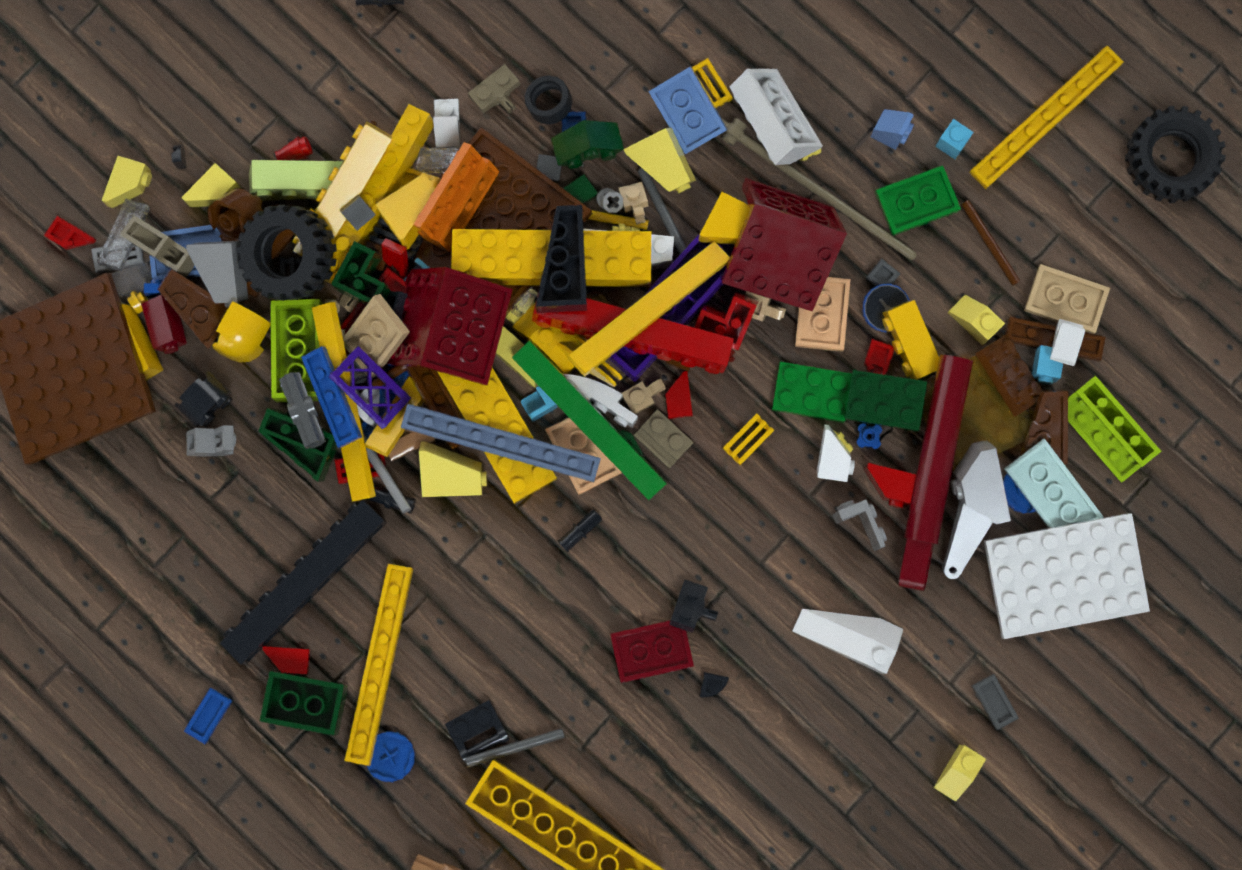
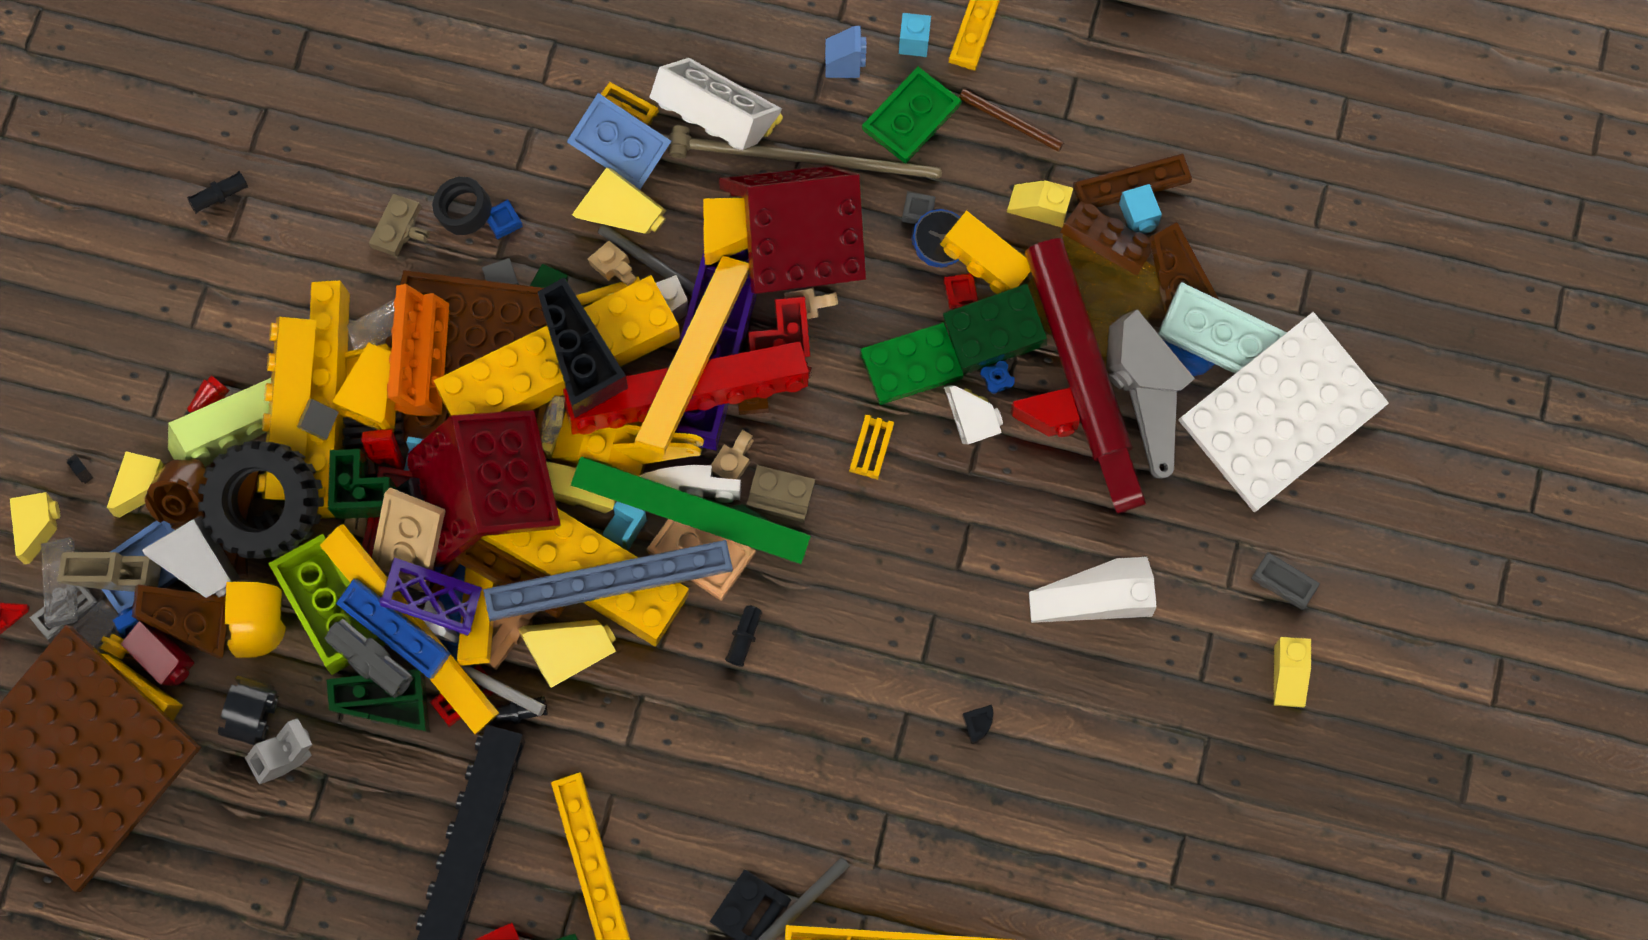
camera: 30 degrees left, 10 degrees down
(447, 123) = (362, 284): white slope -> none
(586, 142) = (526, 226): dark green brick -> none
(604, 203) = (592, 270): light grey bush -> none
(651, 651) = (892, 720): dark red plate -> none
(678, 398) = (774, 443): red tile -> none
(691, 607) = (910, 651): black plate -> none
(827, 323) = (887, 285): light nougat tile -> none
(867, 514) = (1041, 455): light grey bracket -> none
(1066, 297) = (1122, 135): tan plate -> none
(1067, 342) = (1147, 174): white slope -> none
(1109, 429) = (1242, 241): lime brick -> none

